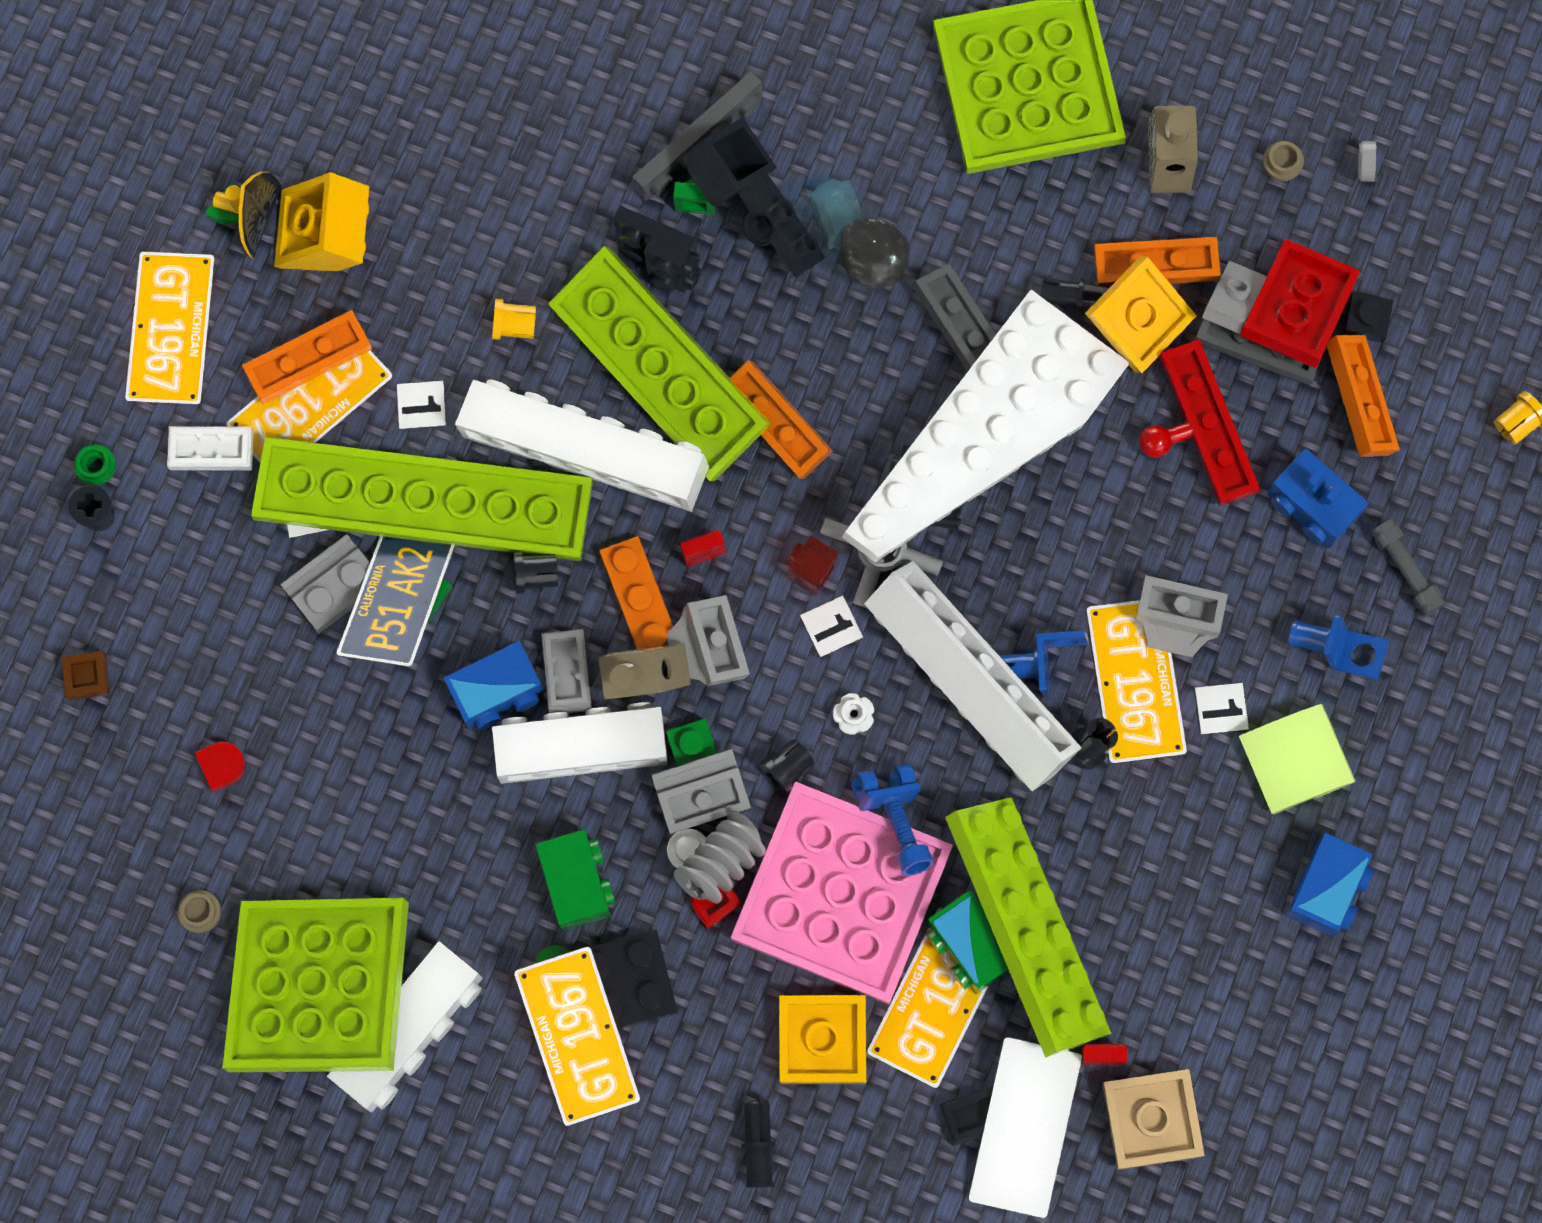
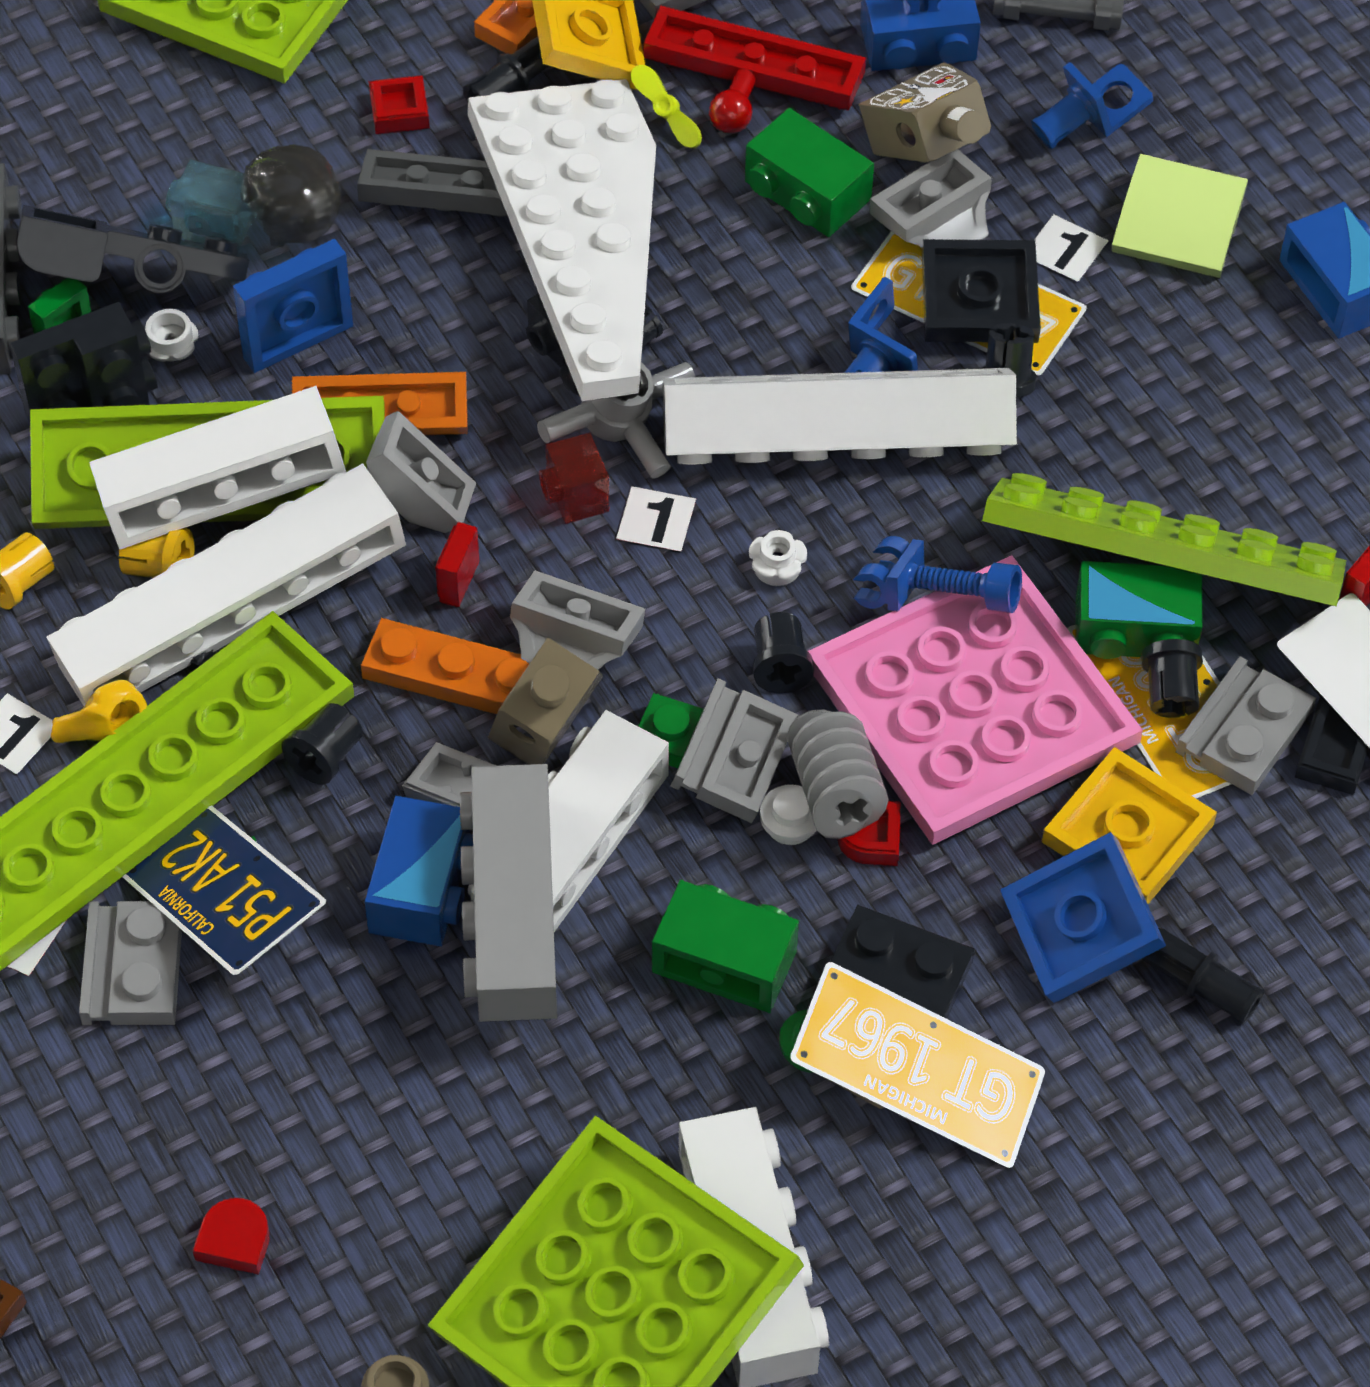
camera: 55 degrees left, 20 degrees down
(459, 445) = (103, 713): none -> yellow animal
(497, 752) = (511, 892): none -> light grey brick
(582, 385) = (157, 554): none -> yellow bush
(643, 378) = (217, 467): none -> white brick
(735, 257) = (169, 325): none -> white plate
(736, 1057) = (1082, 917): none -> blue plate
(742, 480) = (419, 476): none -> light grey slope
(794, 322) = (293, 305): none -> blue plate
(940, 994) = (1173, 676): none -> black bush
(947, 1055) = (1246, 725): none -> light grey plate
(1005, 249) = (399, 104): none -> red tile
(1128, 400) = (666, 106): none -> neon yellow piece
(1136, 686) = (978, 286): none -> black plate
(1142, 522) = (808, 172): none -> green brick
(1239, 562) = (926, 115): none -> dark tan torso

